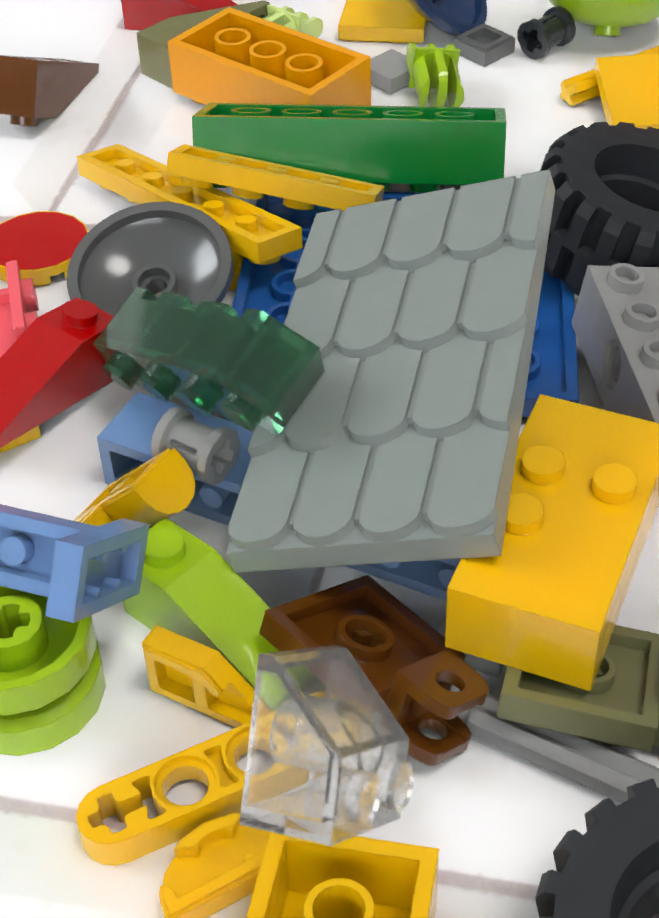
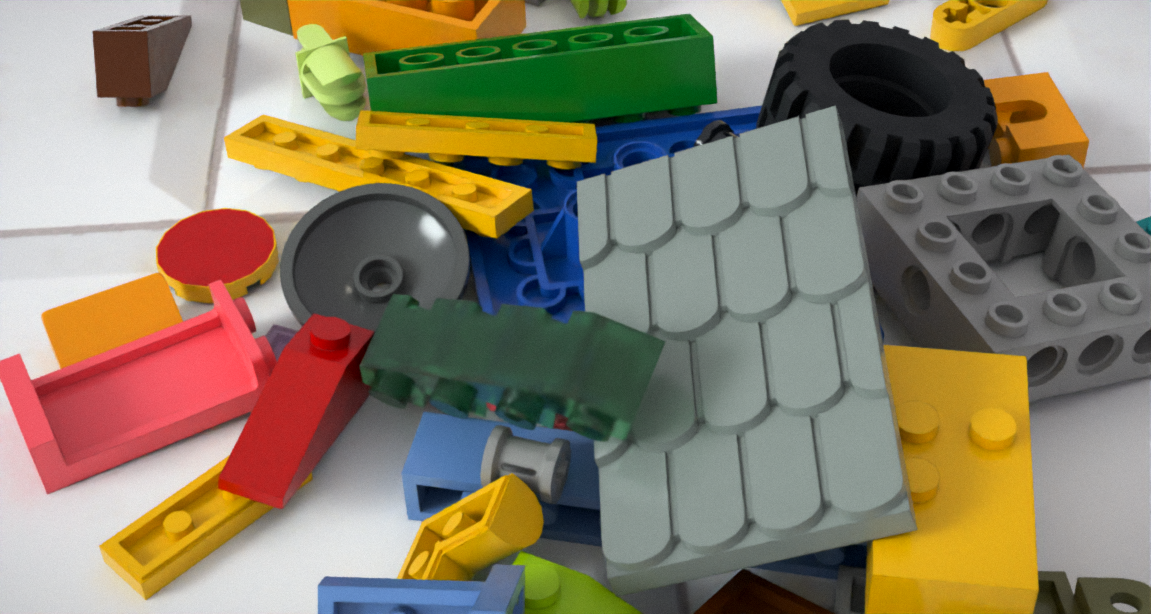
camera: 15 degrees left, 0 degrees up
(178, 110) = (329, 73): none -> yellowish green arm

